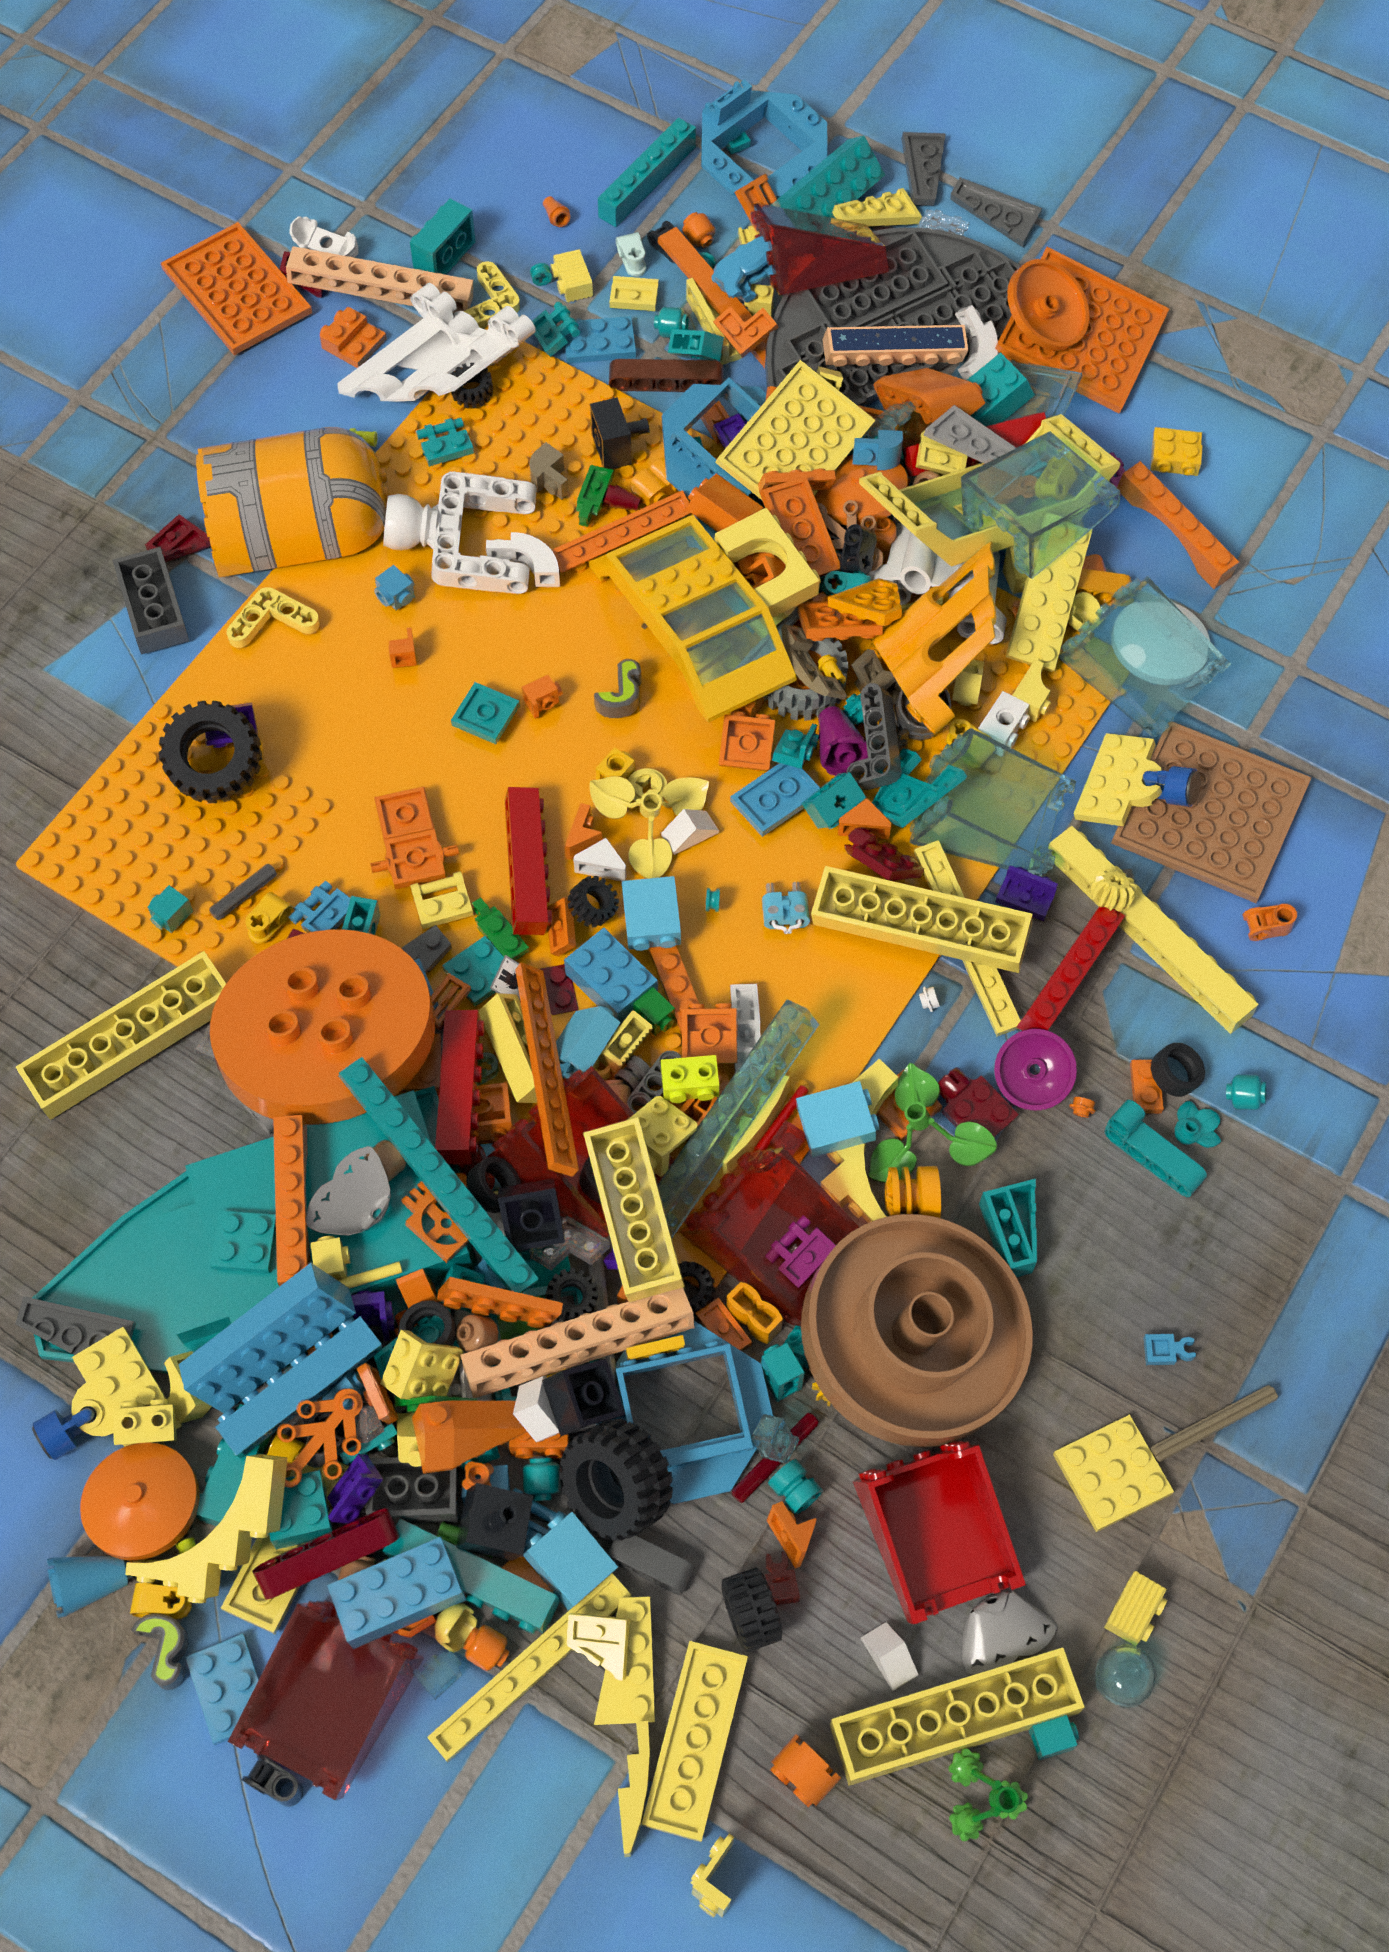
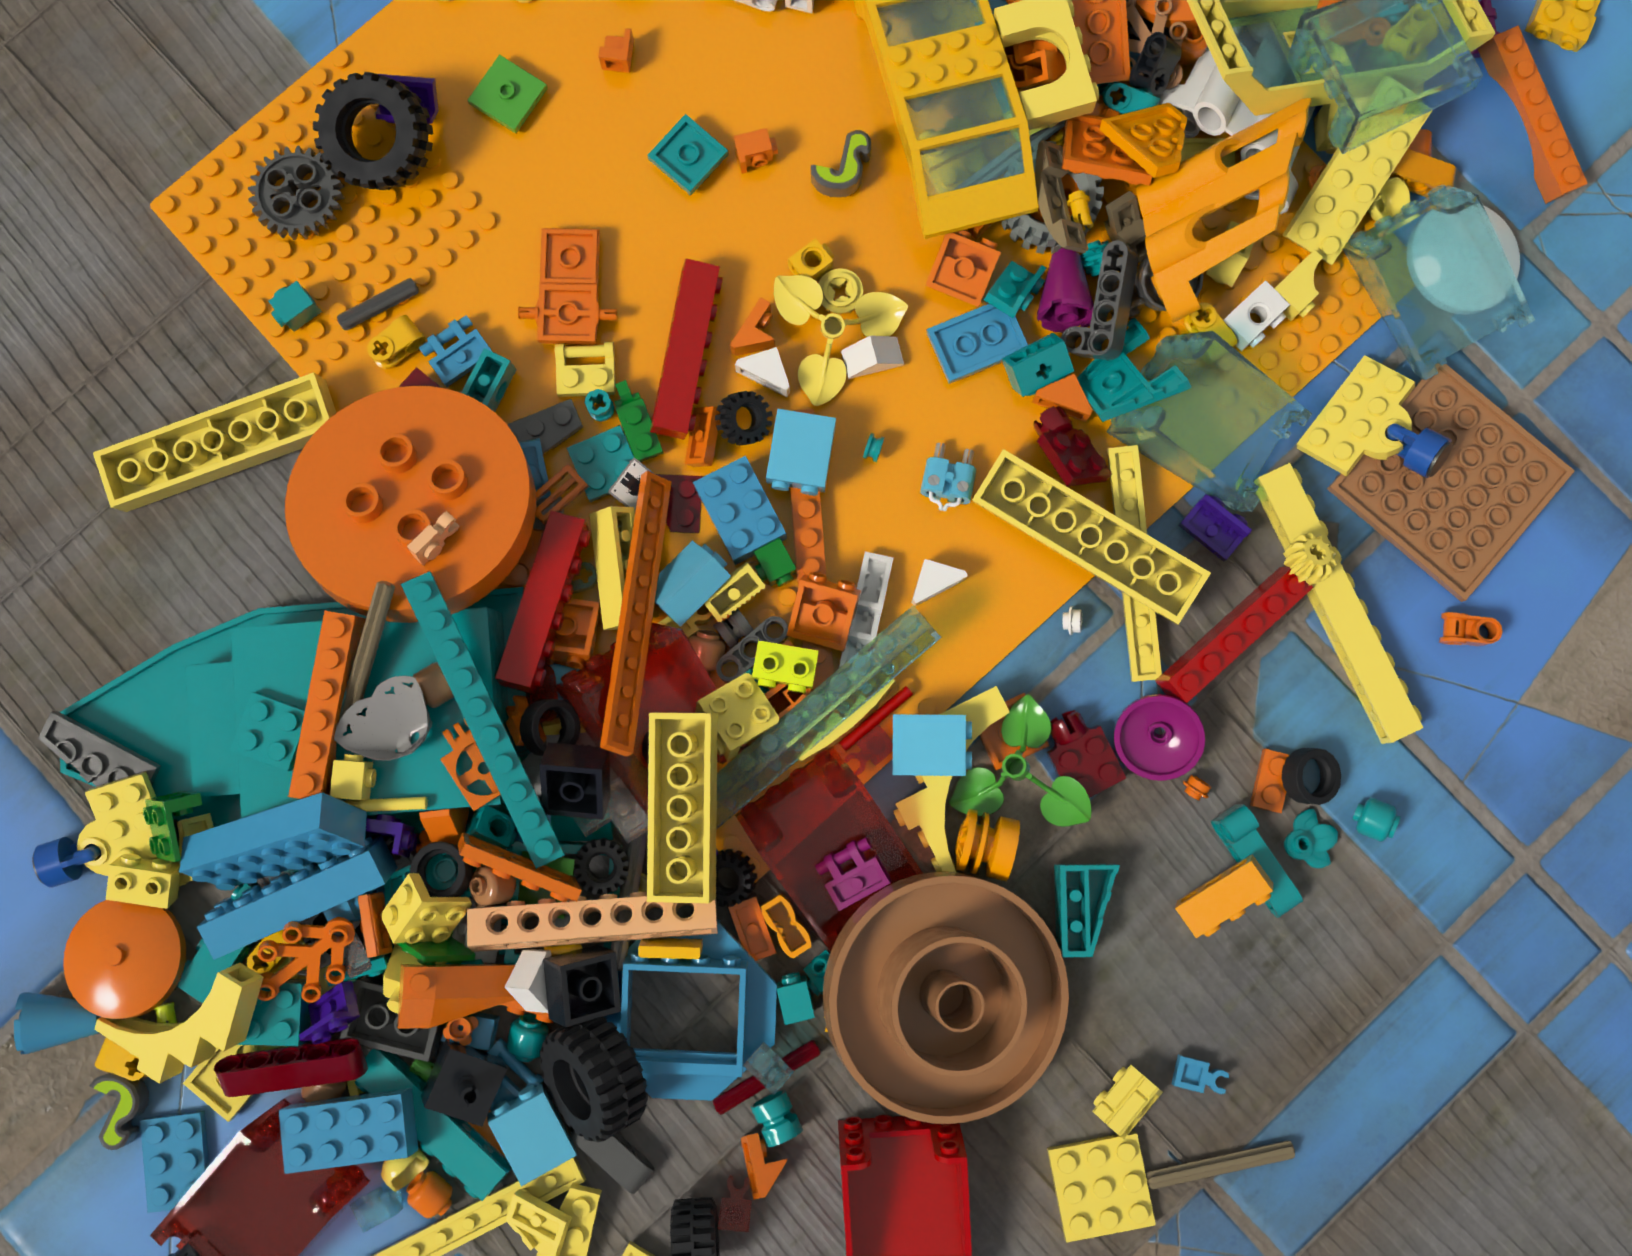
camera: 15 degrees right, 20 degrees up
(149, 820) = (296, 193): none -> dark grey gear
(156, 1358) = (159, 816): none -> green bracket
(315, 703) = (507, 94): none -> bright green plate
(319, 1136) = (368, 644): none -> dark tan axle
(353, 1038) = (430, 540): none -> light nougat plate
(462, 923) = (597, 397): none -> teal bush
(803, 987) = (935, 579): none -> white slope
(1110, 1385) = (1126, 1101): none -> light yellow brick
(1137, 1185) = (1225, 897): none -> light orange brick

